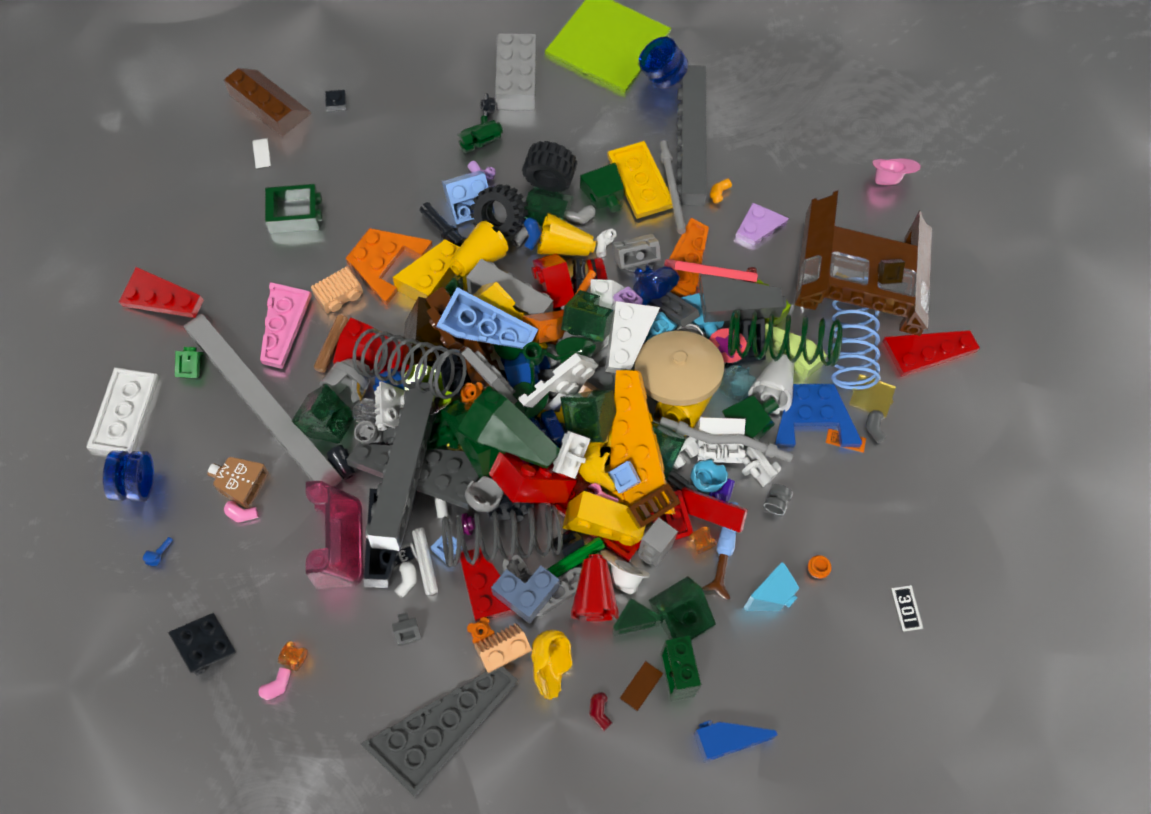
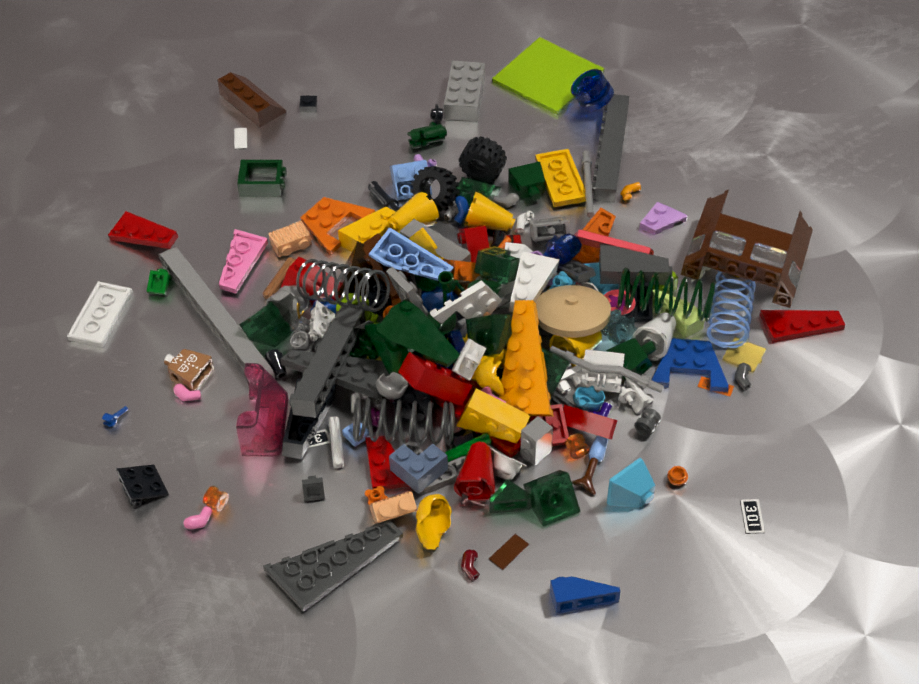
camera: 10 degrees right, 15 degrees down
(128, 475) = (99, 354): clear blue wheel -> none
(408, 578) = (320, 453): white arm -> none
(624, 477) = (512, 382): light blue plate -> none
(657, 513) = (529, 415): reddish brown slope -> none
(679, 658) = (542, 532): dark green window -> none
(891, 271) = (762, 246): dark brown tile -> none
(893, 170) = (785, 186): bright pink piece -> none

